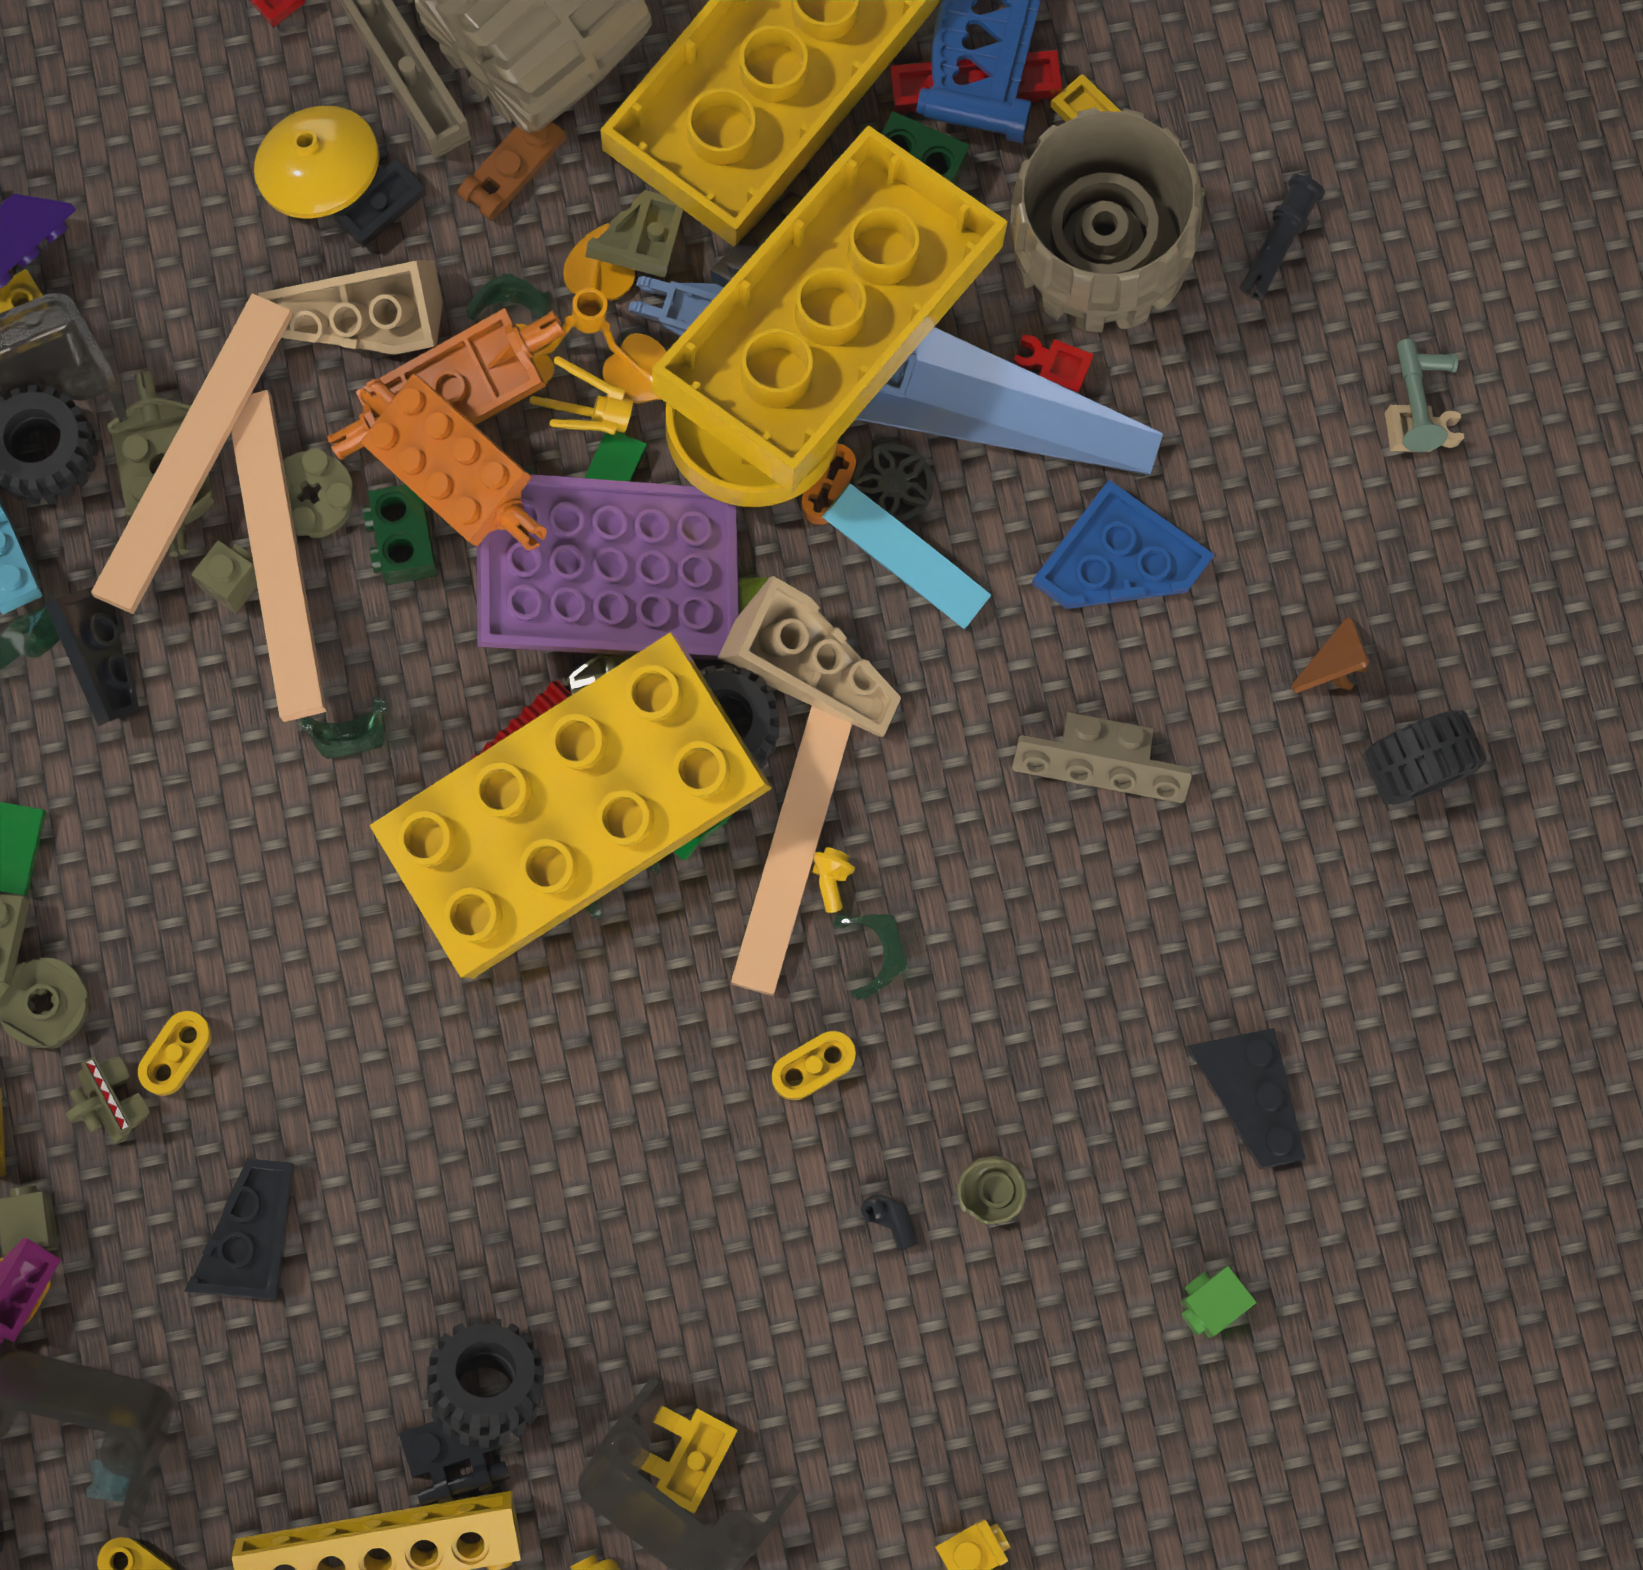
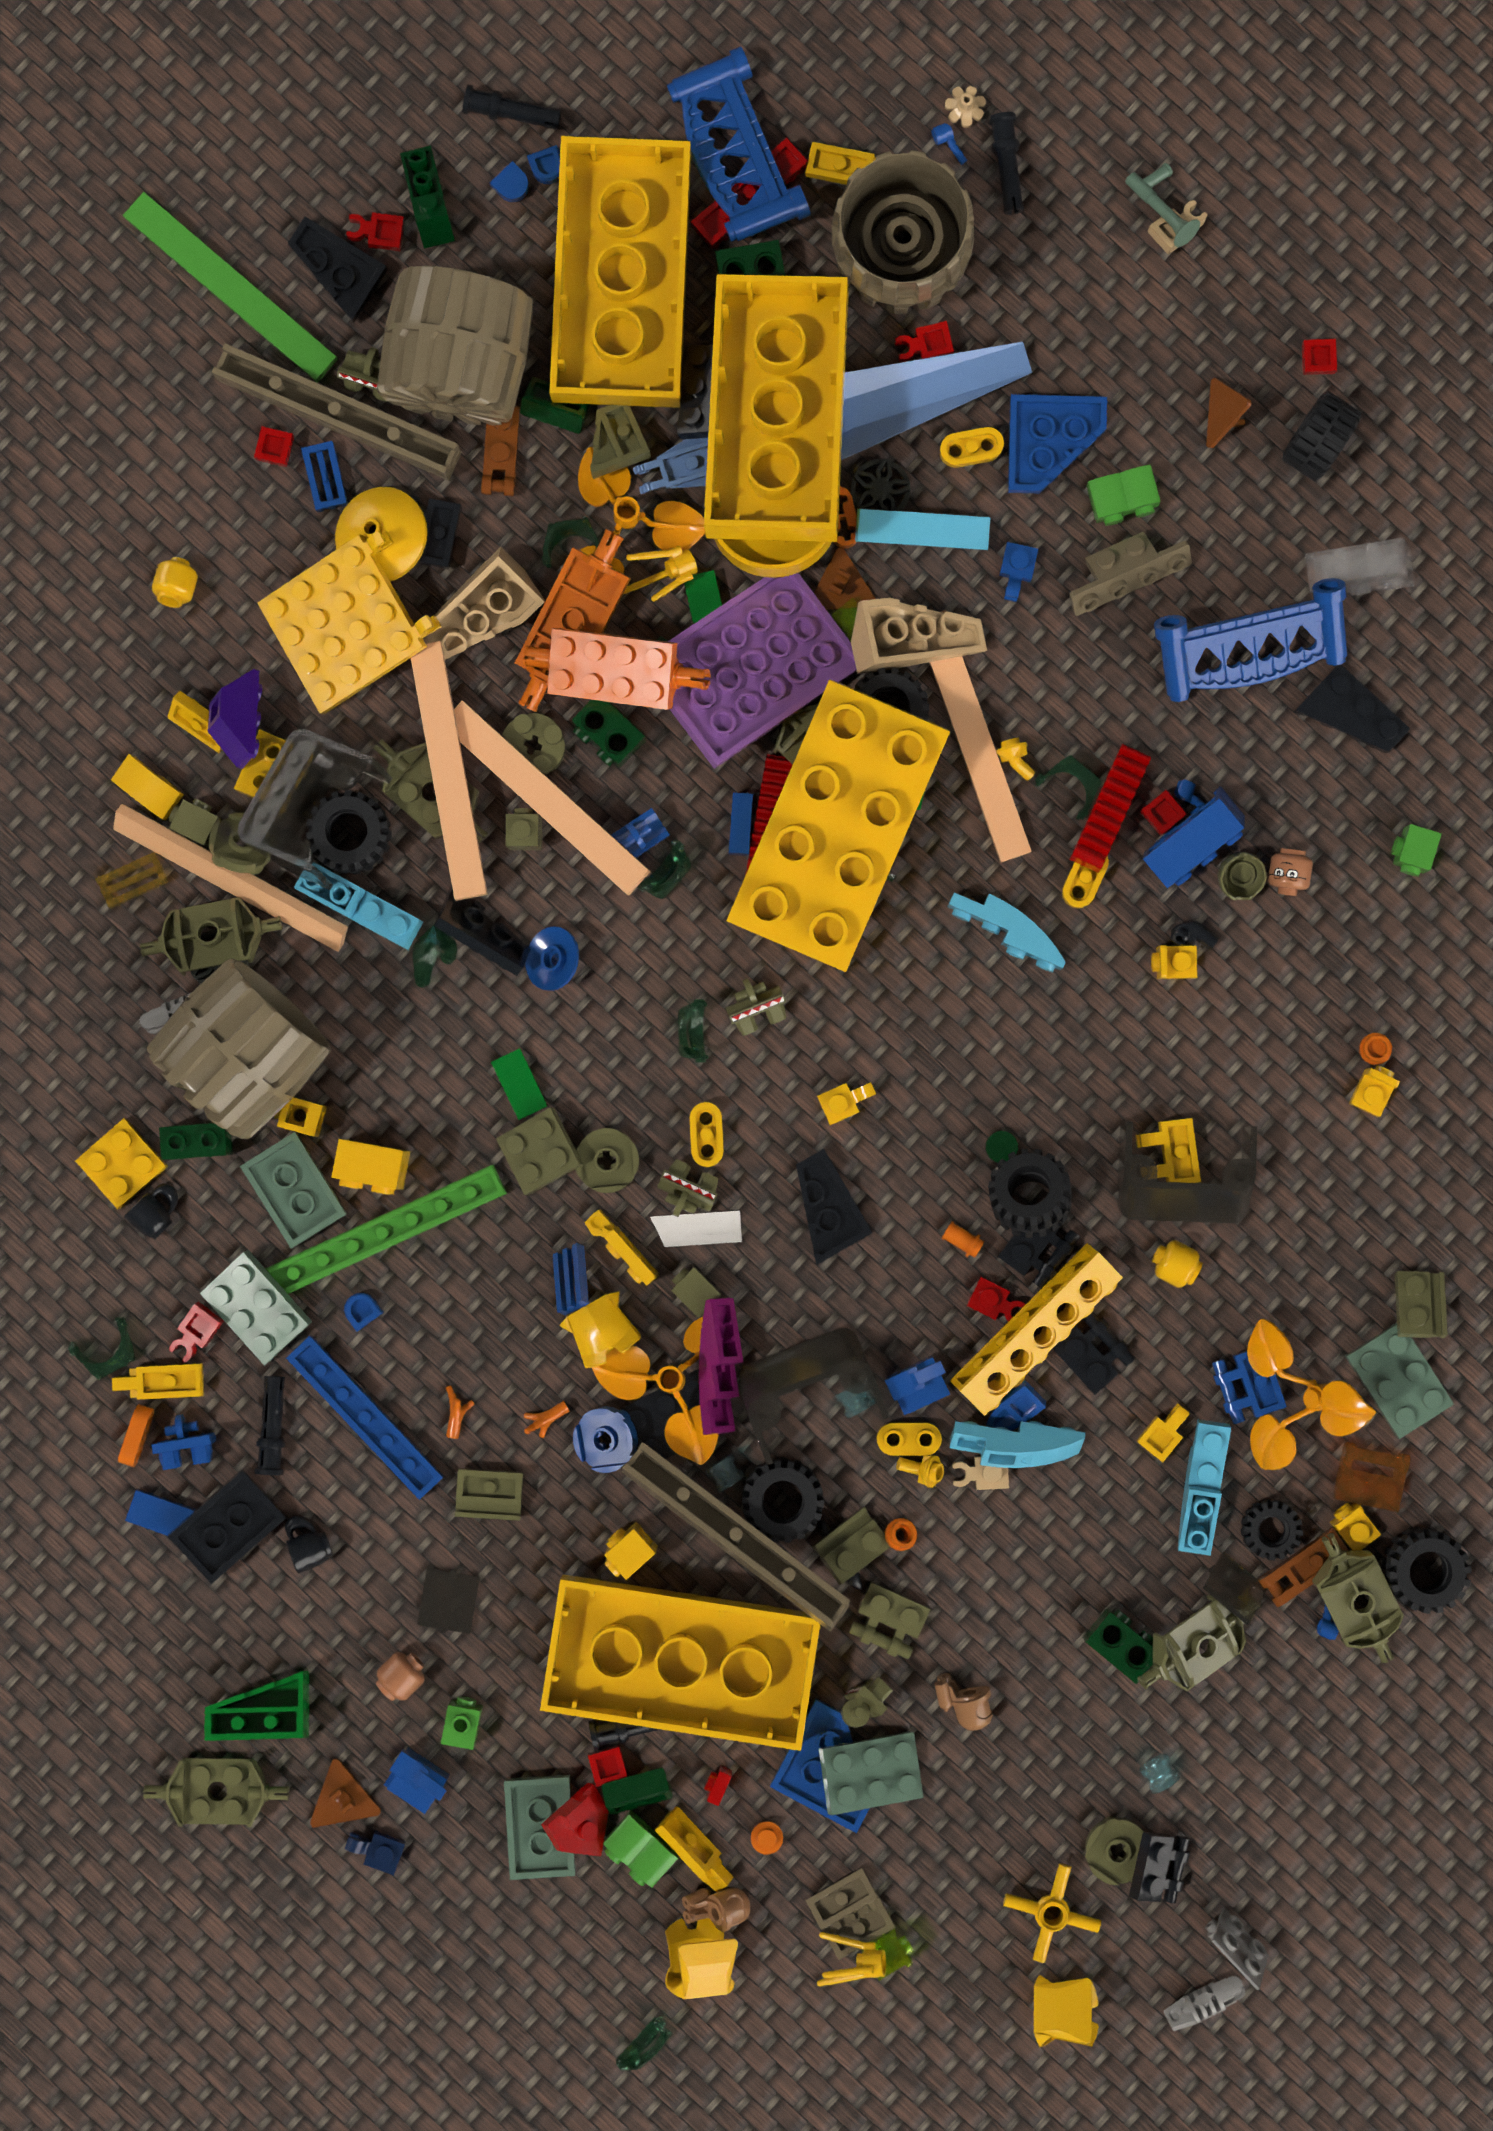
camera: 25 degrees left, 10 degrees up
(61, 61) = (174, 582): none -> yellow head
(89, 1155) = (699, 1228): none -> white sticker
(152, 735) = (543, 963): none -> blue dish
(194, 1517) = (918, 1385): none -> blue piece
(205, 223) = (344, 622): none -> yellow plate
(266, 906) = (695, 1012): none -> clear green helmet
(292, 95) = (331, 503): none -> blue tile
(317, 945) = (754, 1001): none -> olive hips
(351, 668) = (641, 833): none -> blue hips
(354, 1125) = (841, 1103): none -> yellow plate
(354, 1479) = (991, 1300): none -> red plate
(373, 1383) = (963, 1239): none -> orange pin
(472, 734) = (740, 824): none -> blue piece
(498, 1303) = (1000, 1145): none -> dark green tile
(606, 173) = (538, 405): none -> dark green slope
(693, 1077) = (1021, 935): none -> medium azure slope
(776, 553) = (841, 583): none -> dark orange piece
(847, 1235) = (1175, 962): none -> yellow bracket
(895, 1007) = (1110, 808): none -> red gear
(954, 1055) = (1163, 812): none -> red plate
(968, 1110) = (1195, 839): none -> blue wedge
(984, 670) = (1017, 566): none -> blue plate
(996, 1051) = (1184, 792): none -> blue hand
(1009, 1503) = (1375, 1048): none -> orange plate
(1027, 504) = (970, 445): none -> yellow plate
(1052, 1224) = (1290, 871): none -> nougat head
(1158, 673) = (1123, 494): none -> bright green brick
(1231, 161) = (944, 133): none -> blue hand
(1276, 150) = (965, 106): none -> tan plant
(1284, 955) = (1184, 646): none -> blue piece
(1371, 938) = (1364, 566): none -> clear wedge
(1485, 674) = (1319, 356): none -> red plate

